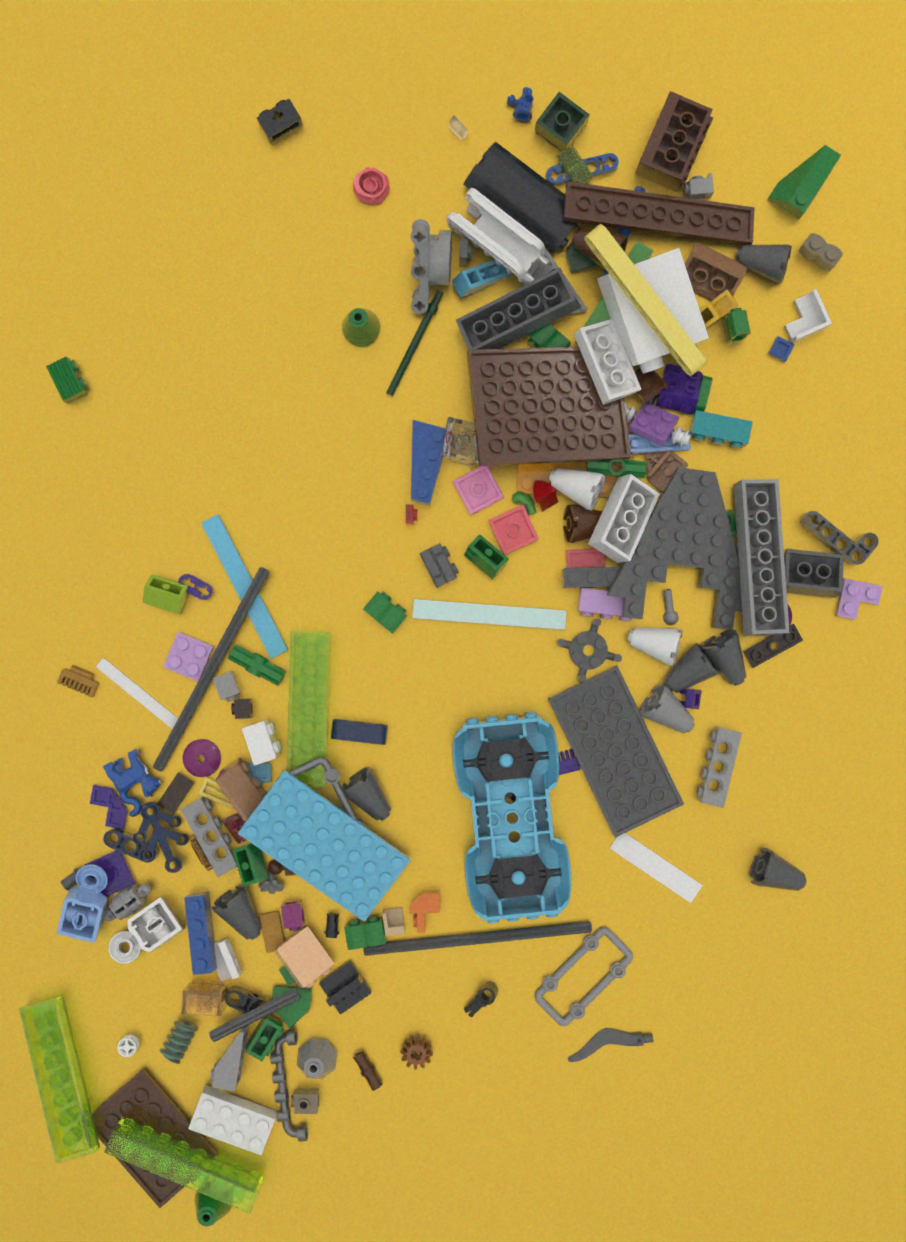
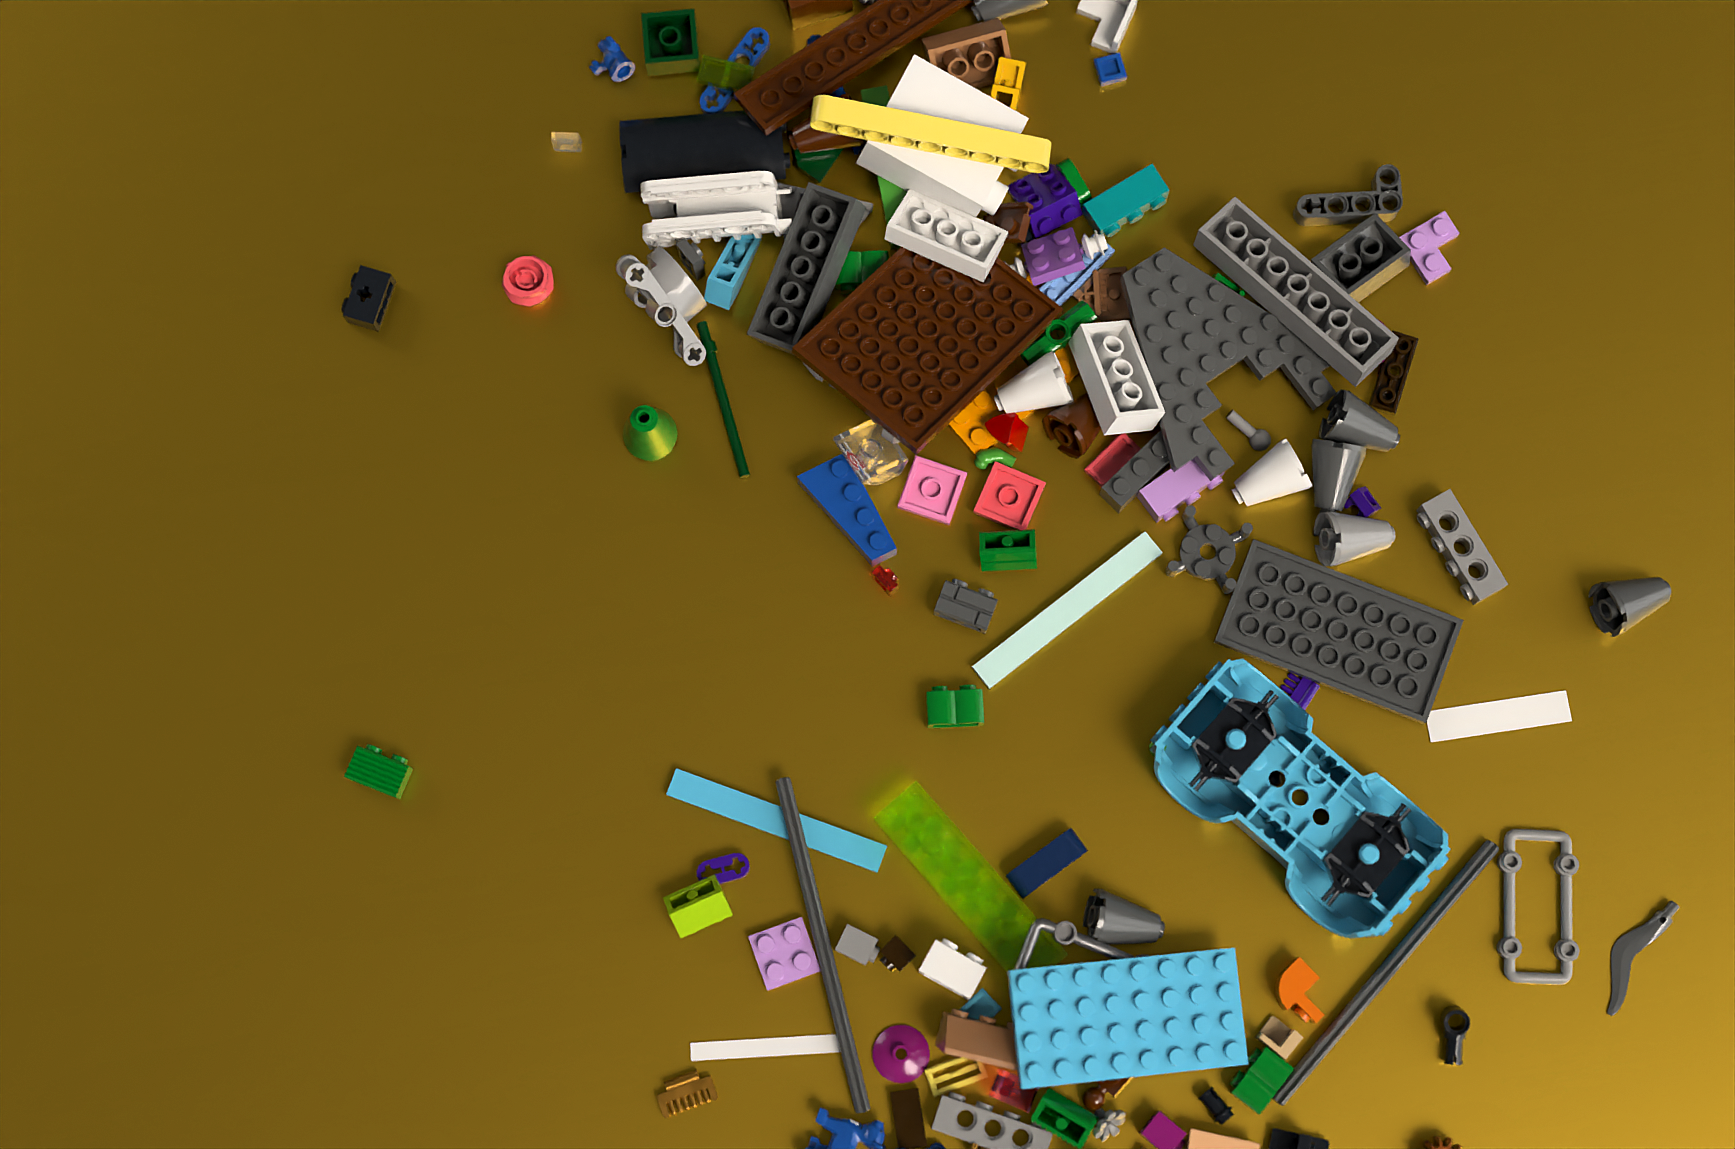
camera: 45 degrees left, 10 degrees down
(256, 664) = (868, 892): green piece -> none
(737, 325) = (1043, 83): green brick -> none

